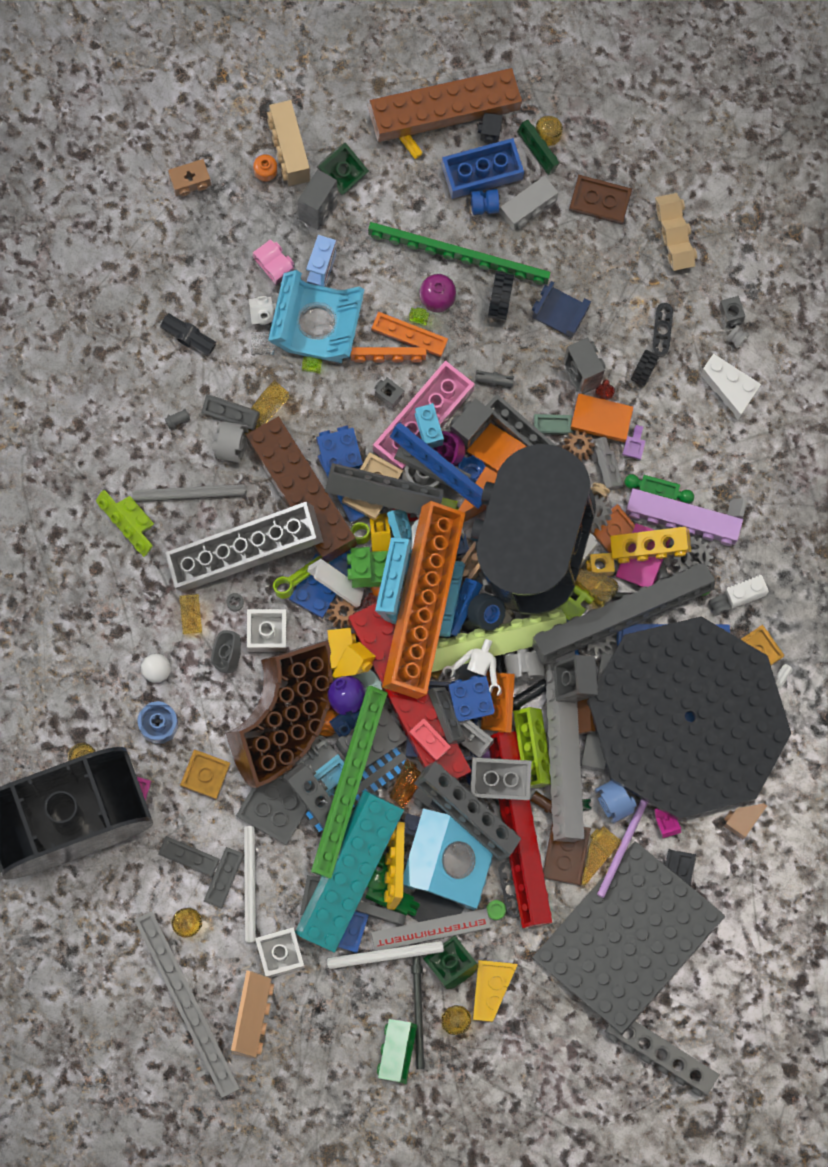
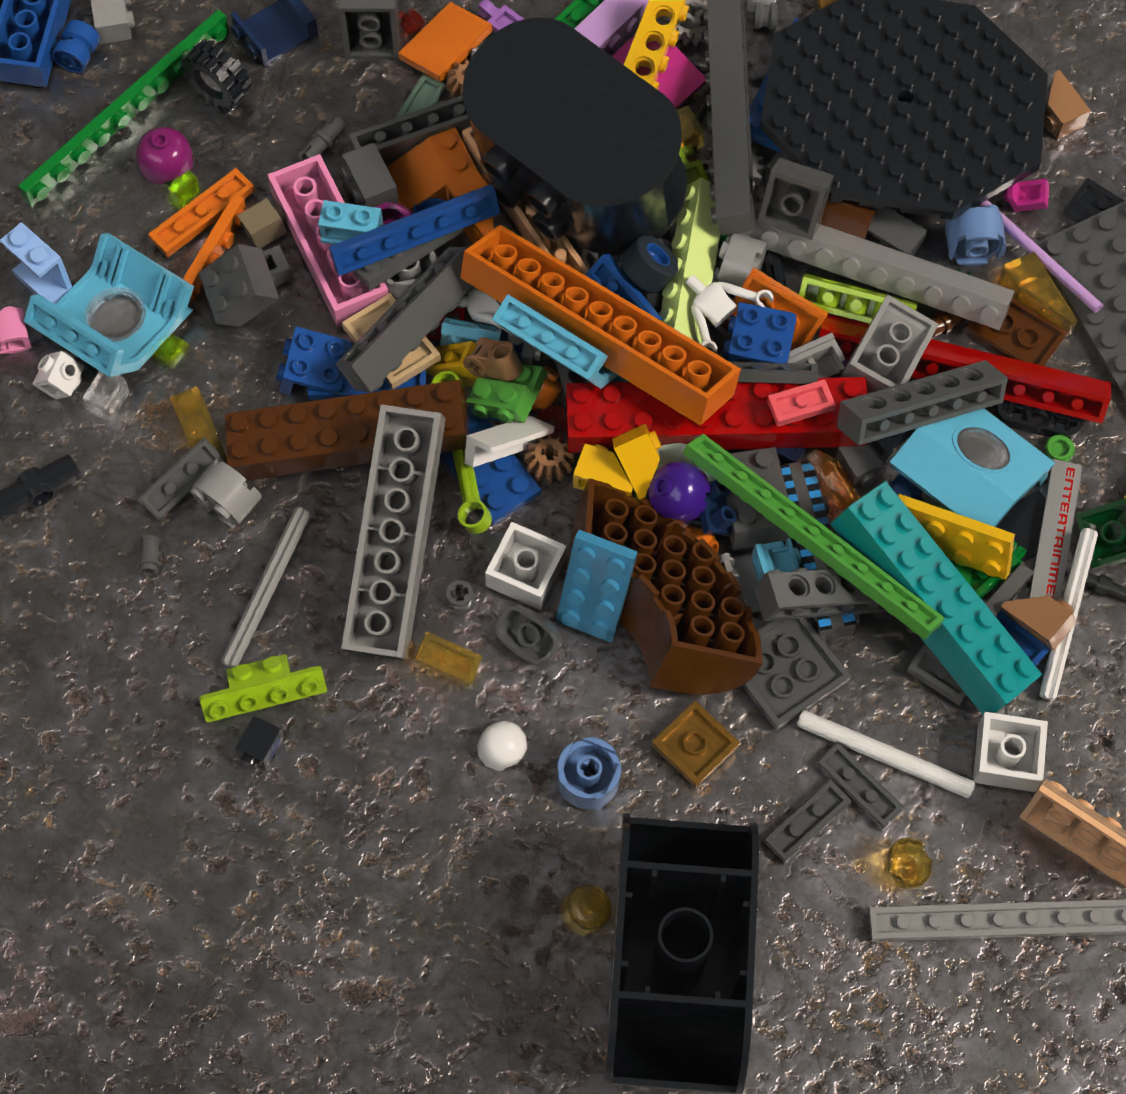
camera: 60 degrees left, 10 degrees down
(93, 535) = (259, 744): none -> black brick
(263, 674) = (596, 586): none -> dark azure plate
(364, 381) = (238, 285): none -> dark grey brick
(369, 940) = (1042, 618): none -> medium nougat slope
(379, 550) = (494, 360): none -> medium nougat piece
(416, 373) = (263, 223): none -> dark tan brick

